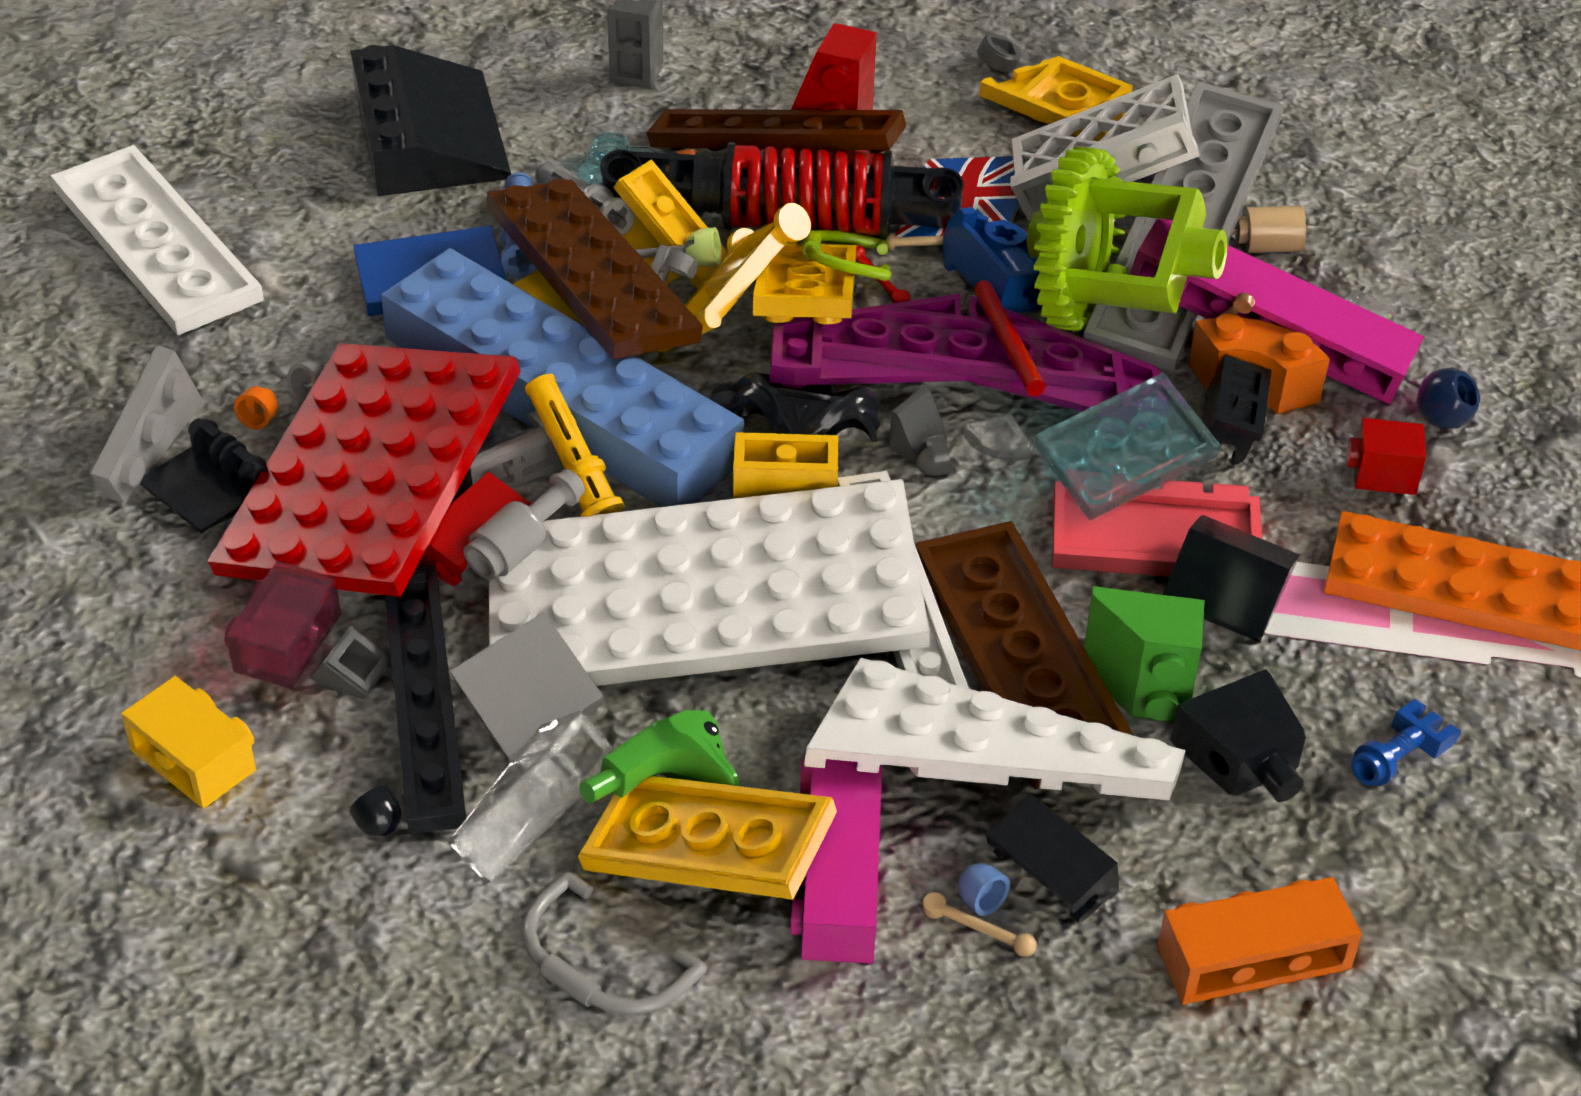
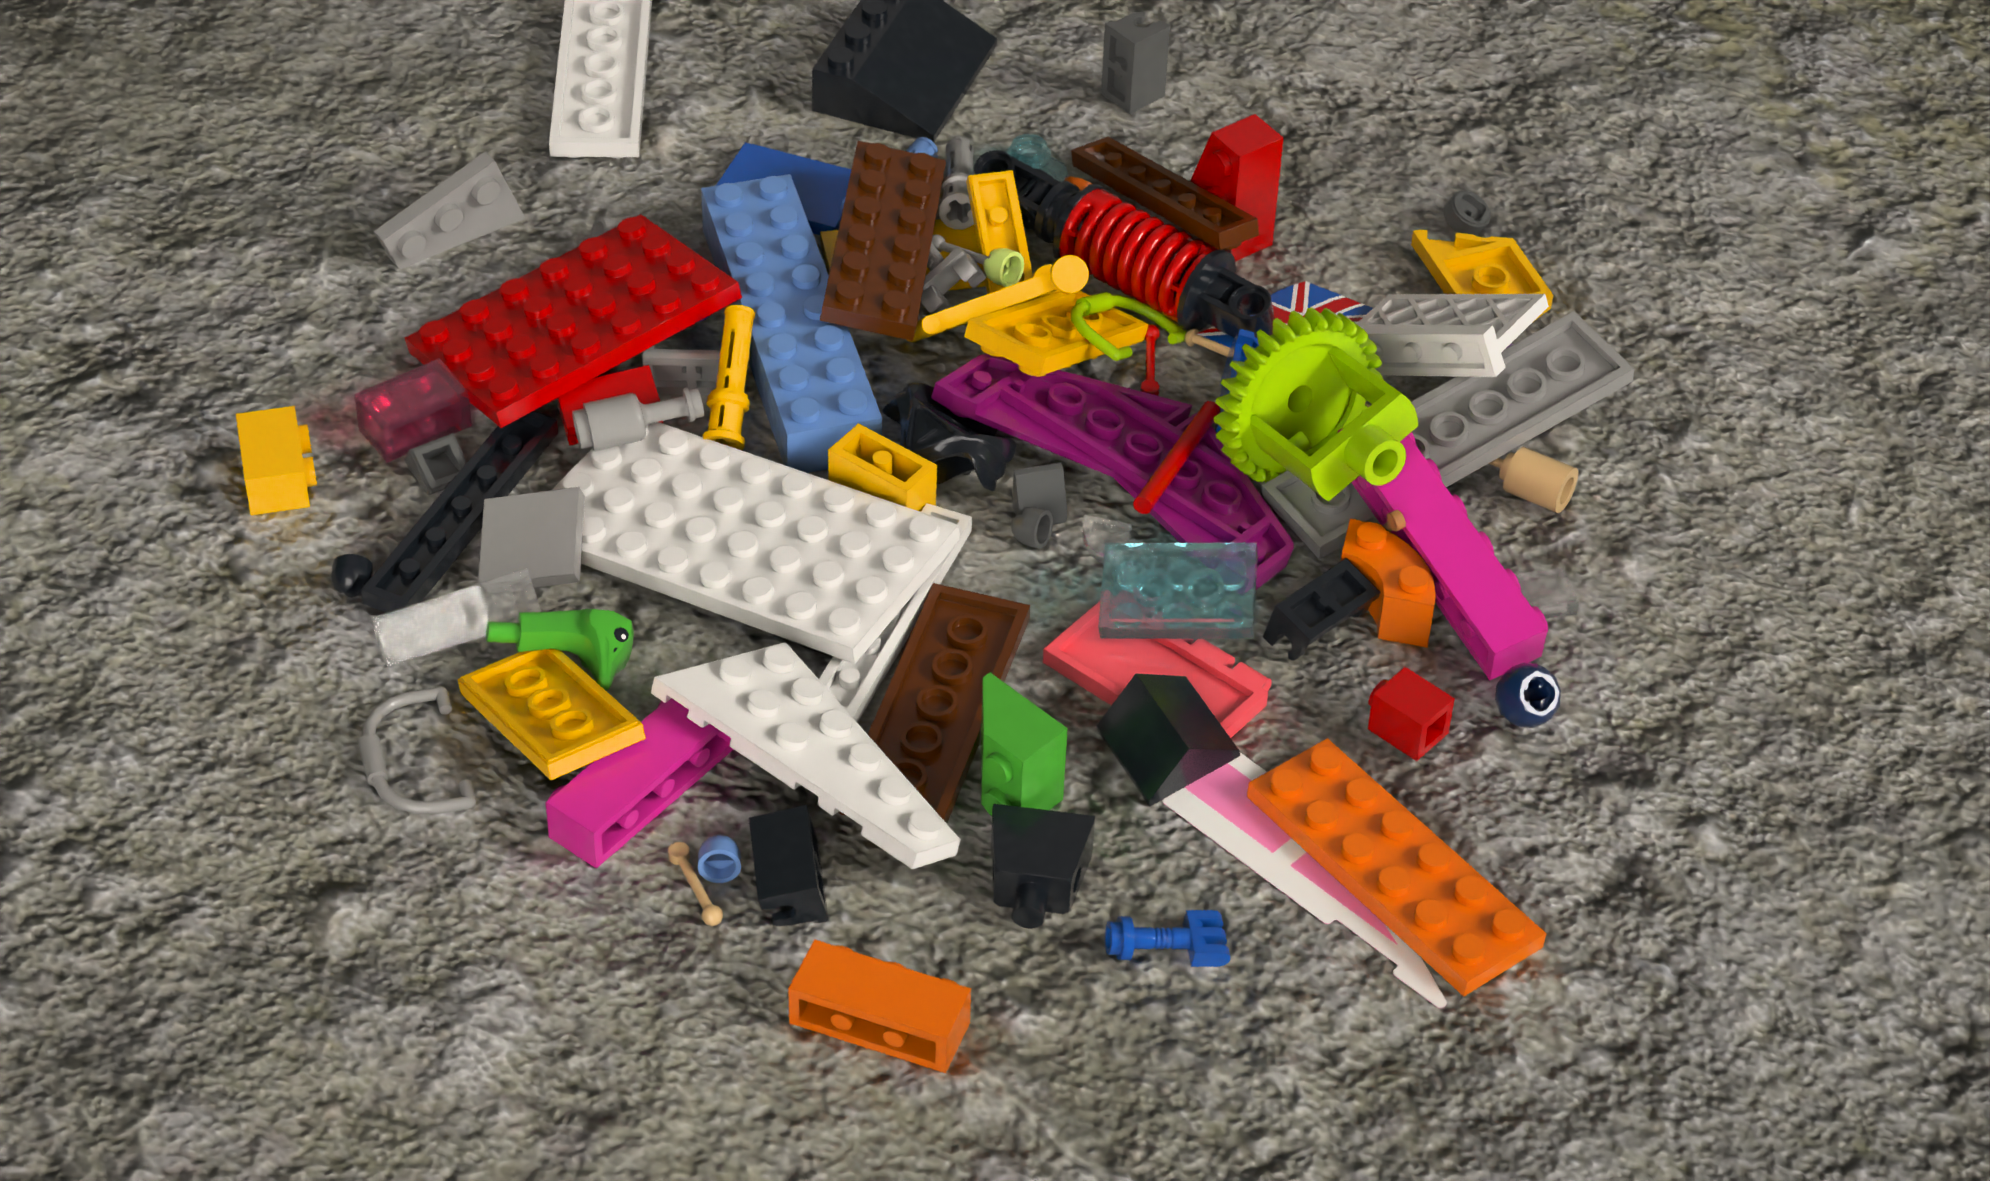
camera: 35 degrees right, 0 degrees up
(206, 479) = (465, 274): black hinge -> none
(249, 405) = (551, 238): orange hinge -> none

